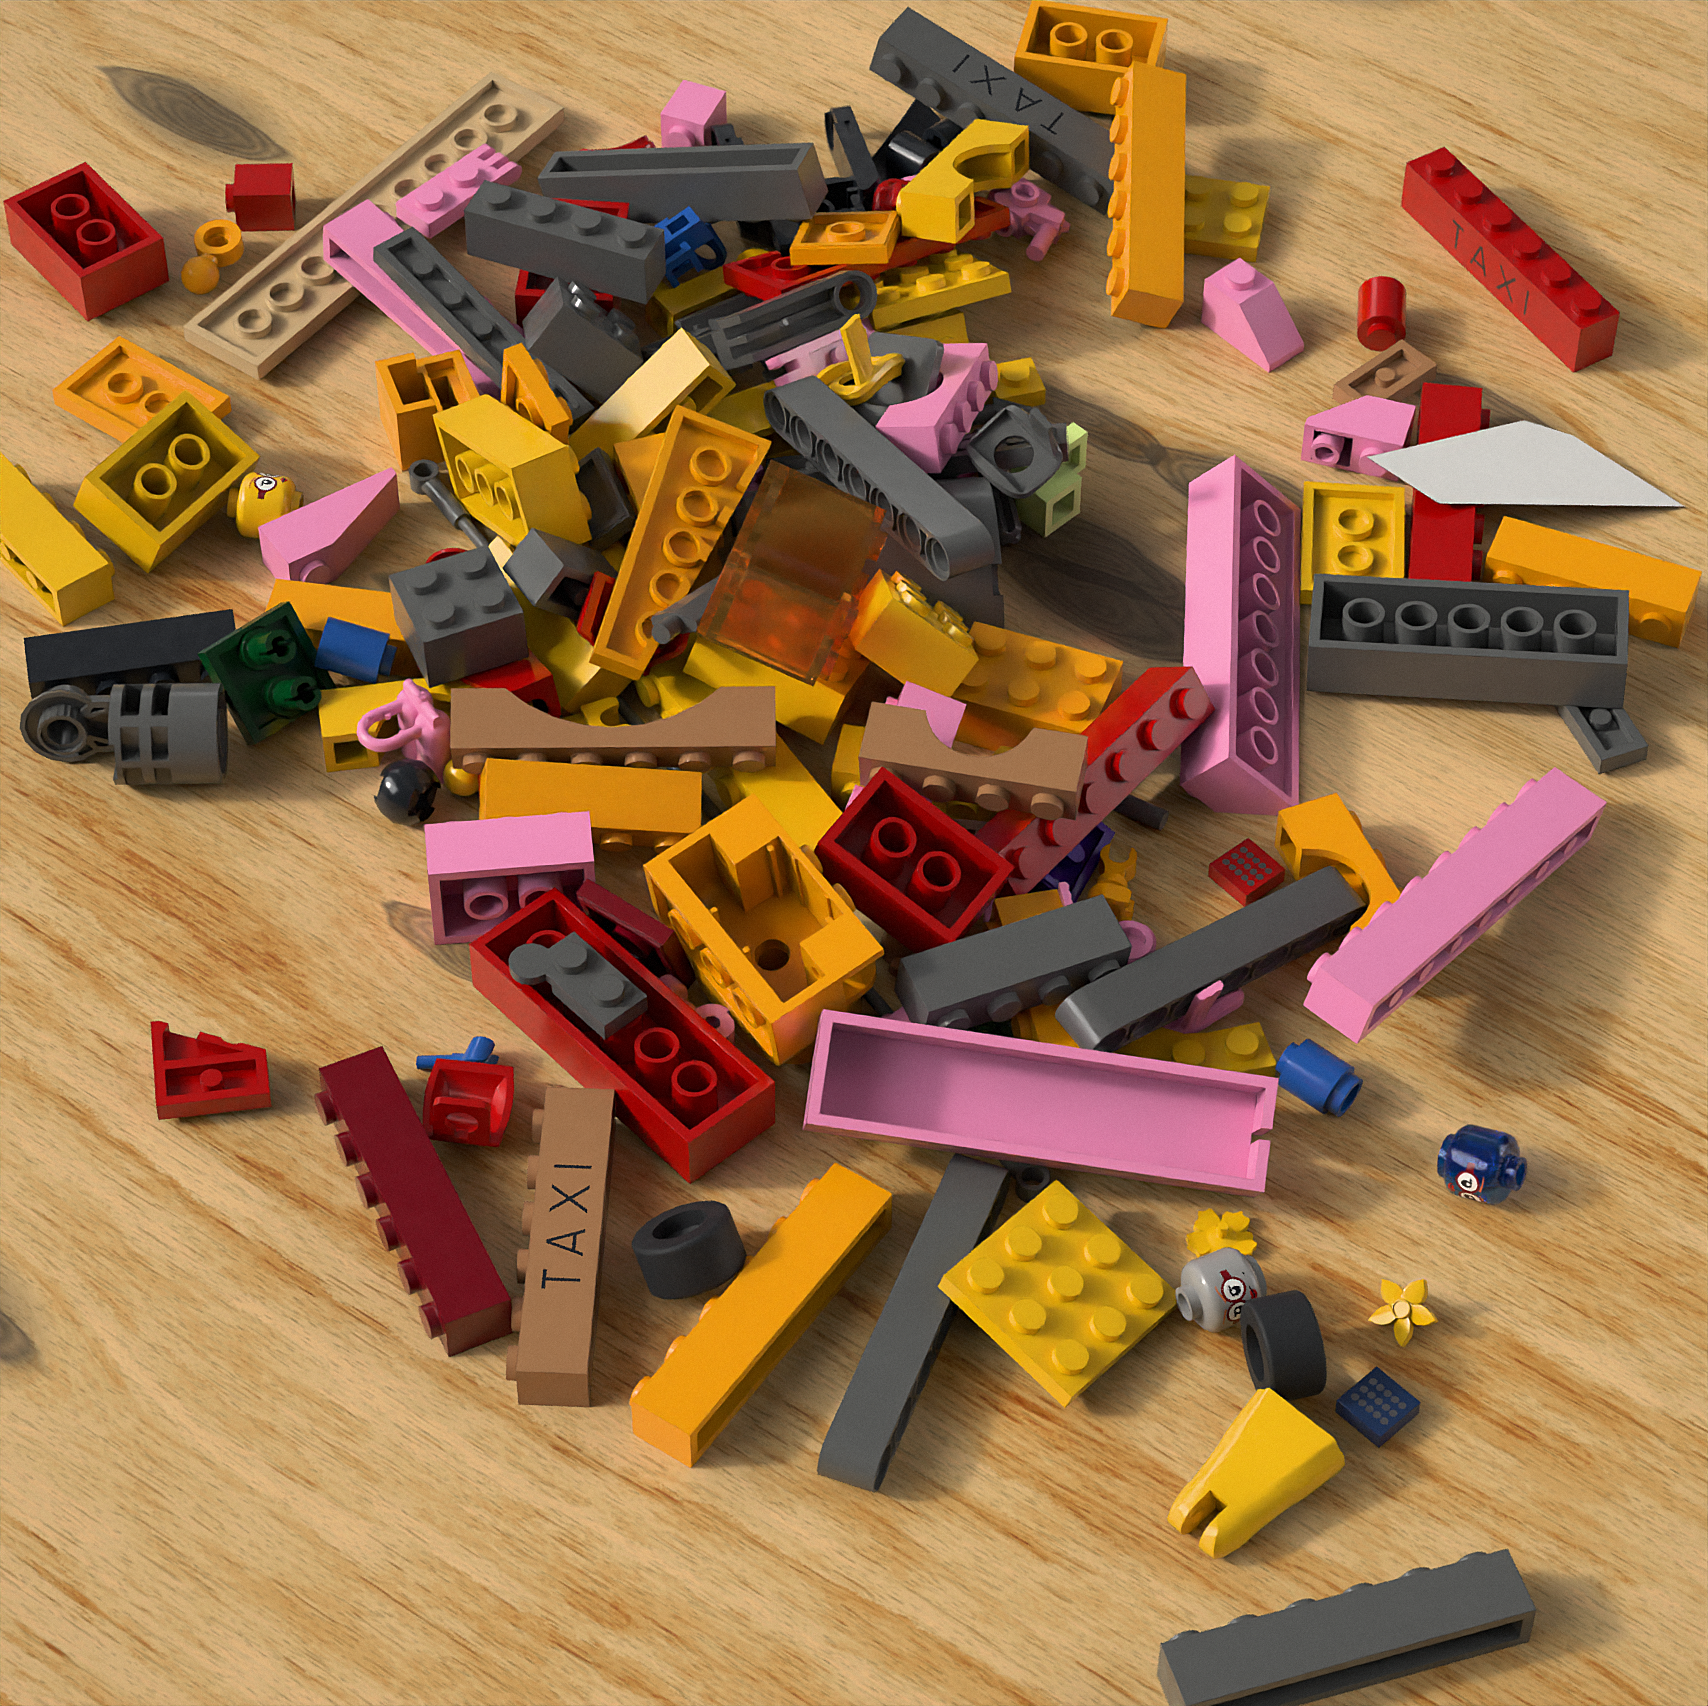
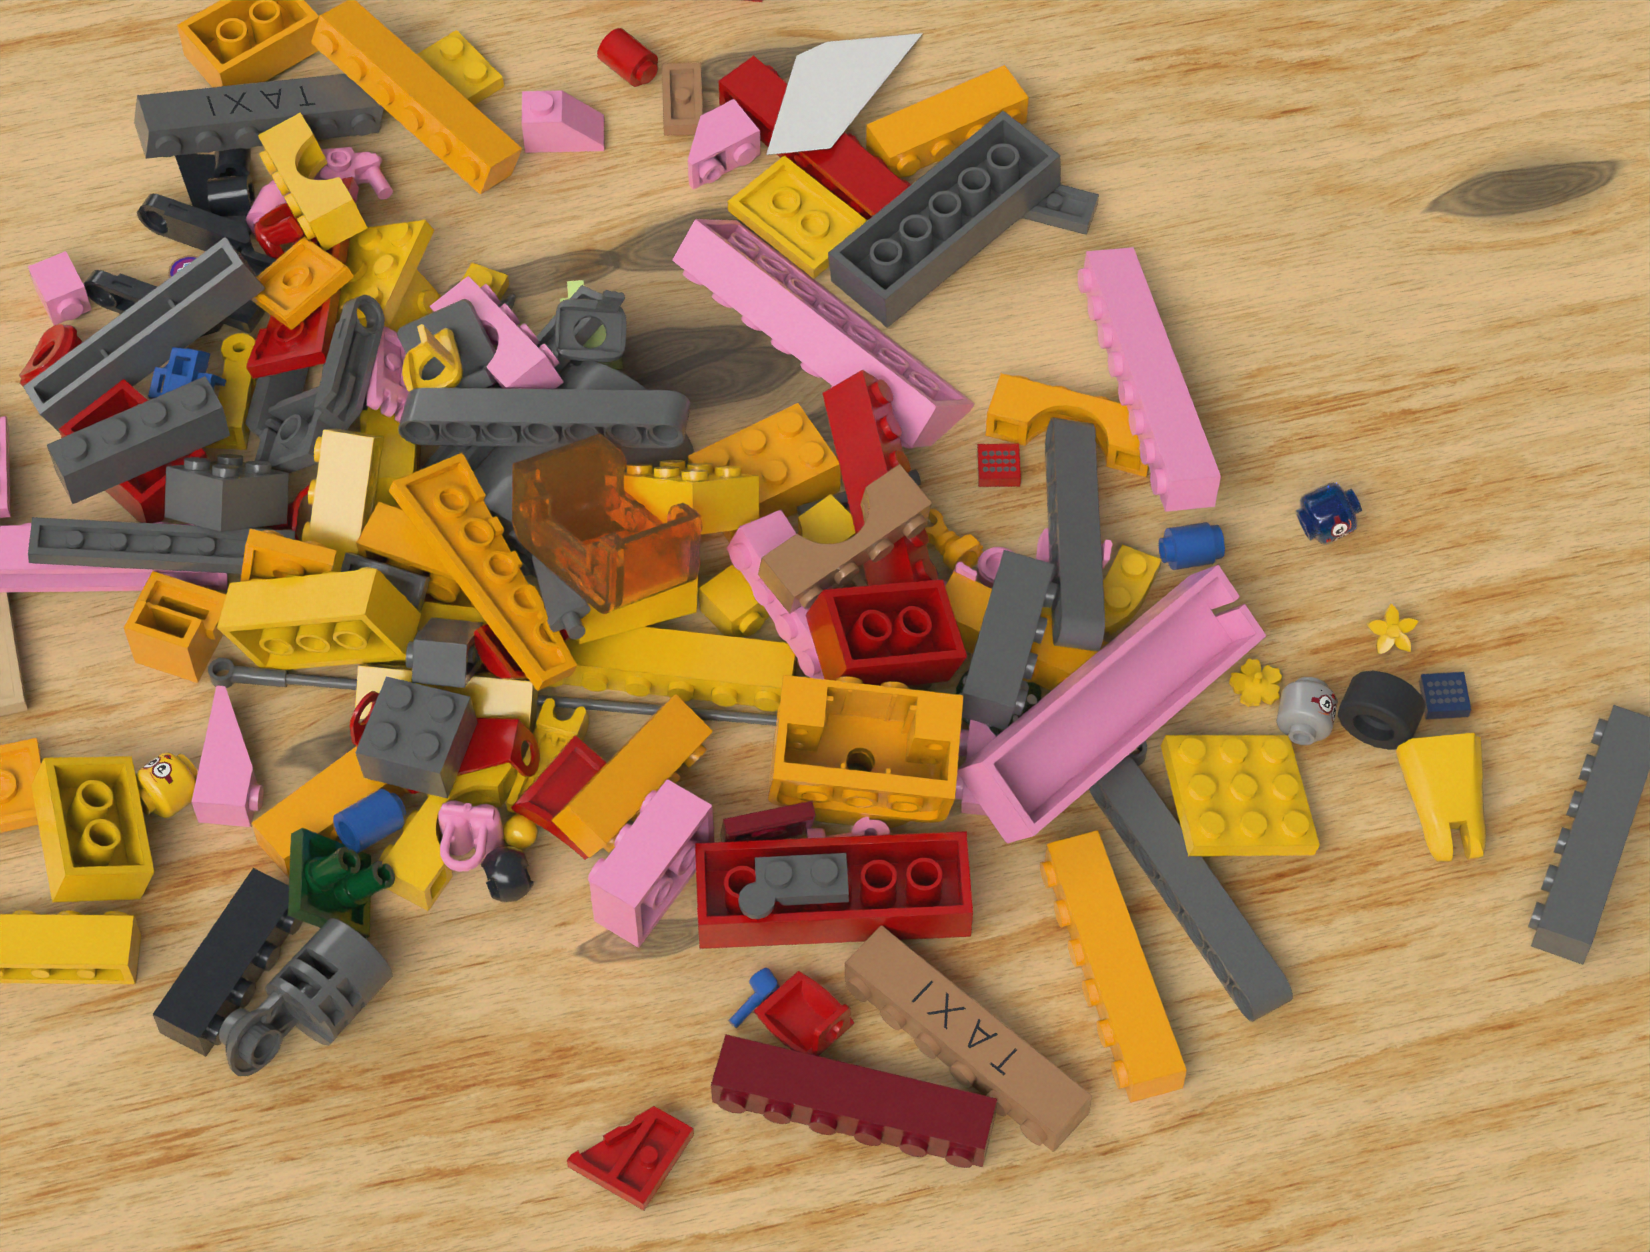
camera: 50 degrees left, 10 degrees up
(689, 1250) = (1056, 986): black tyre -> none
(723, 730) = (541, 778): medium nougat arch -> none

